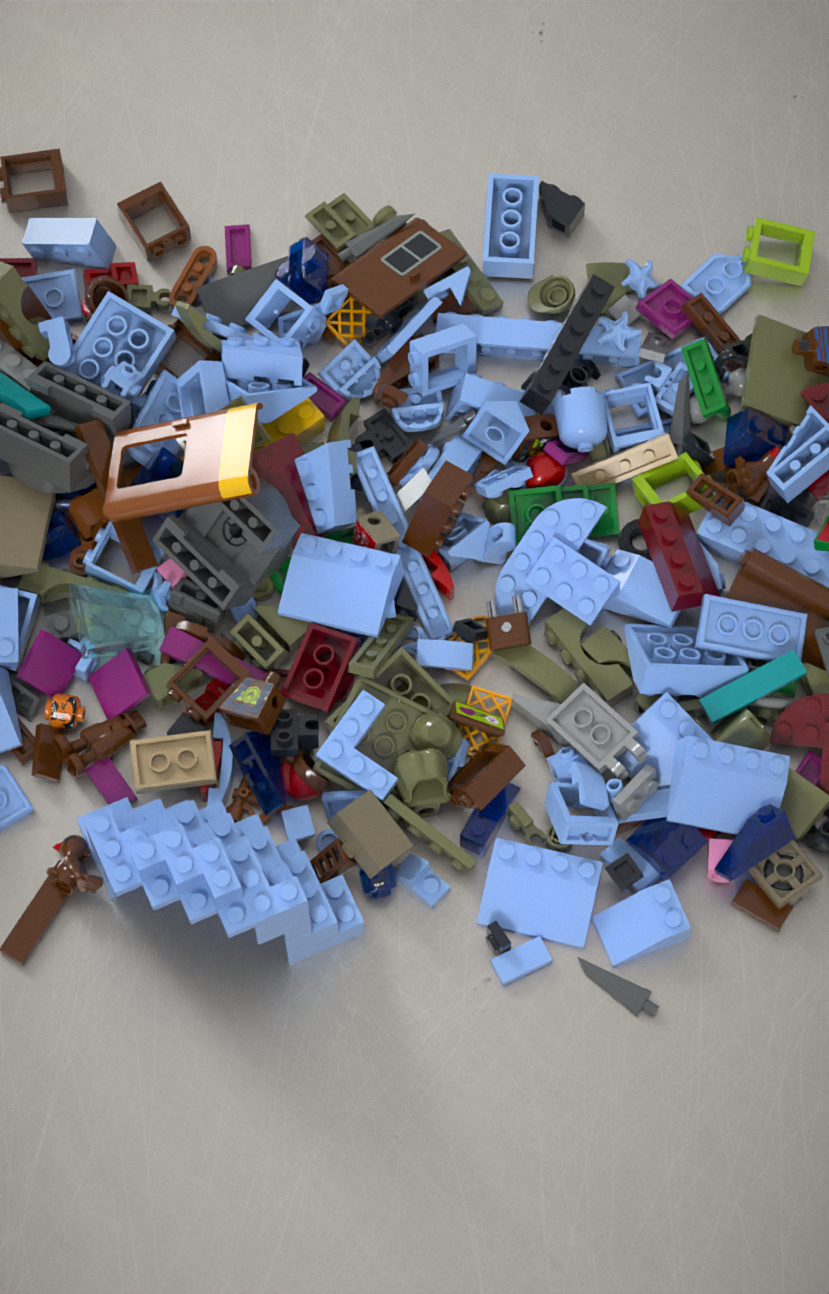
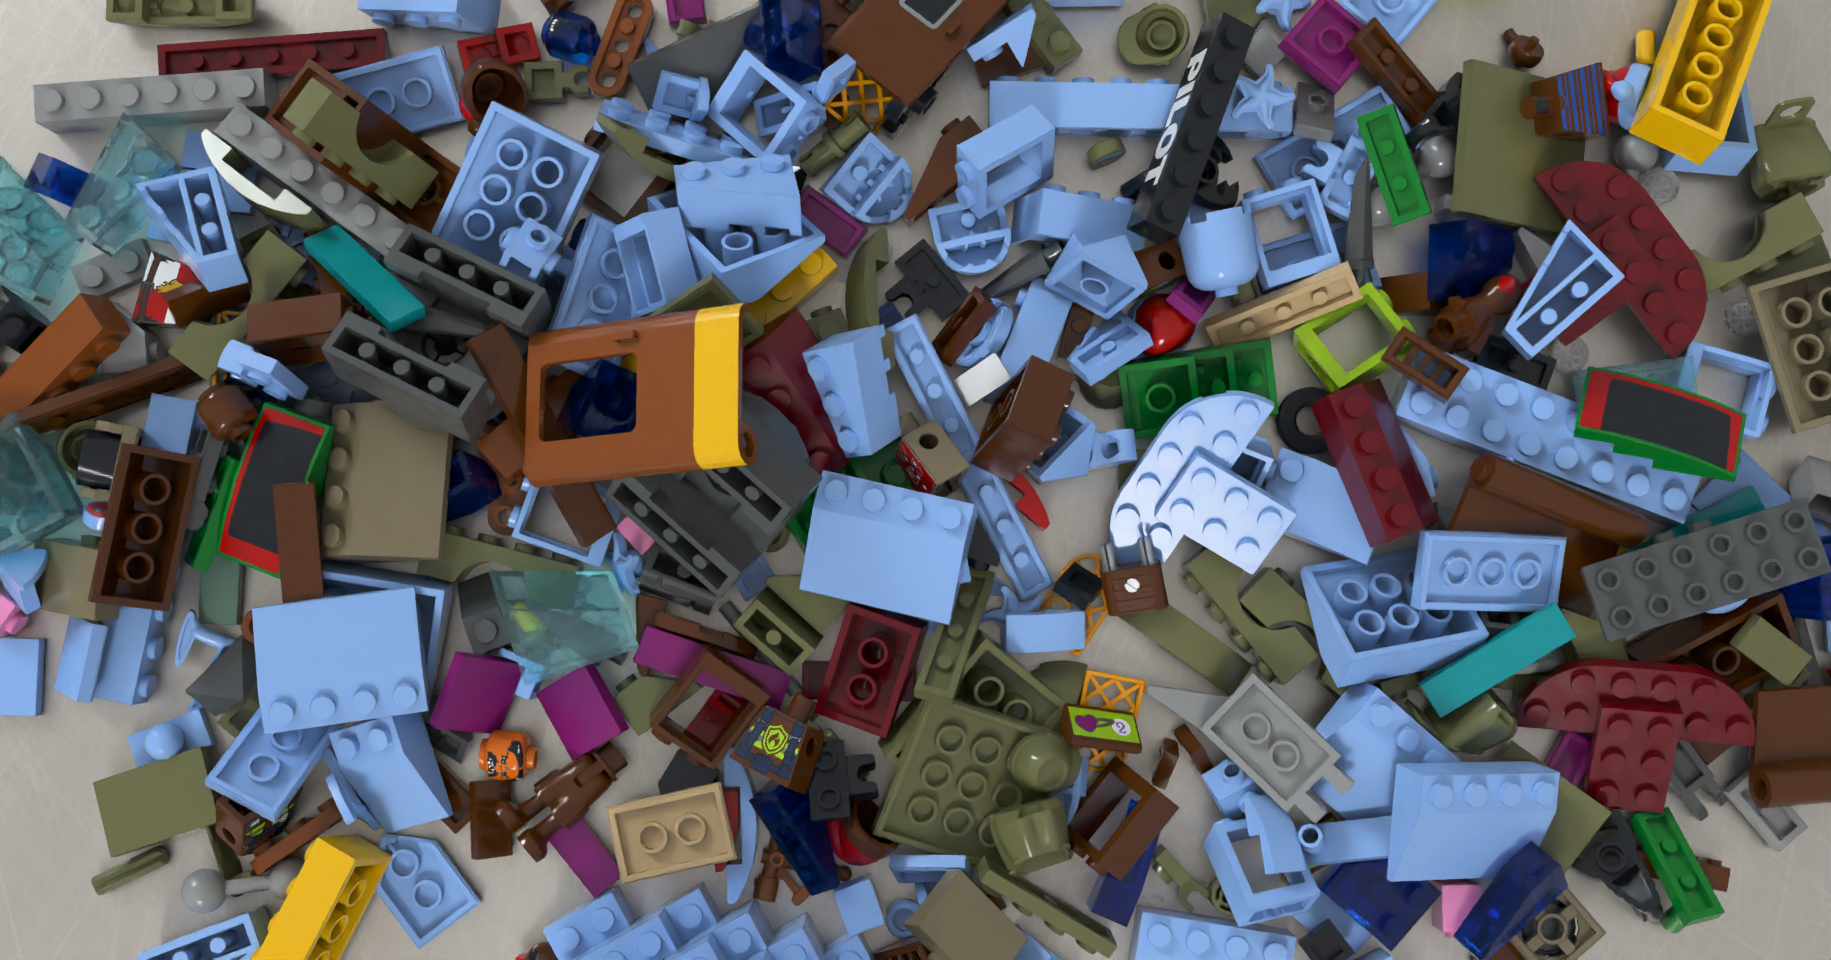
camera: 15 degrees left, 20 degrees up
(61, 345) = (429, 192): light blue leg -> none
(160, 271) = (570, 37): none -> clear blue head
(231, 308) = (682, 96): none -> light blue tile
(330, 346) = (834, 144): none -> olive pin
(341, 753) = (915, 818): light blue plate -> none
(390, 396) = (932, 227): reddish brown plate -> none
(407, 329) = (947, 113): light blue tile -> none
(513, 365) = (1106, 152): none -> olive tile
(523, 748) = (1169, 755): none -> reddish brown tile
(635, 793) = (1331, 850): light grey plate -> none
(698, 449) = (1387, 275): black plate -> none
(804, 321) = (1523, 50): none -> reddish brown piece

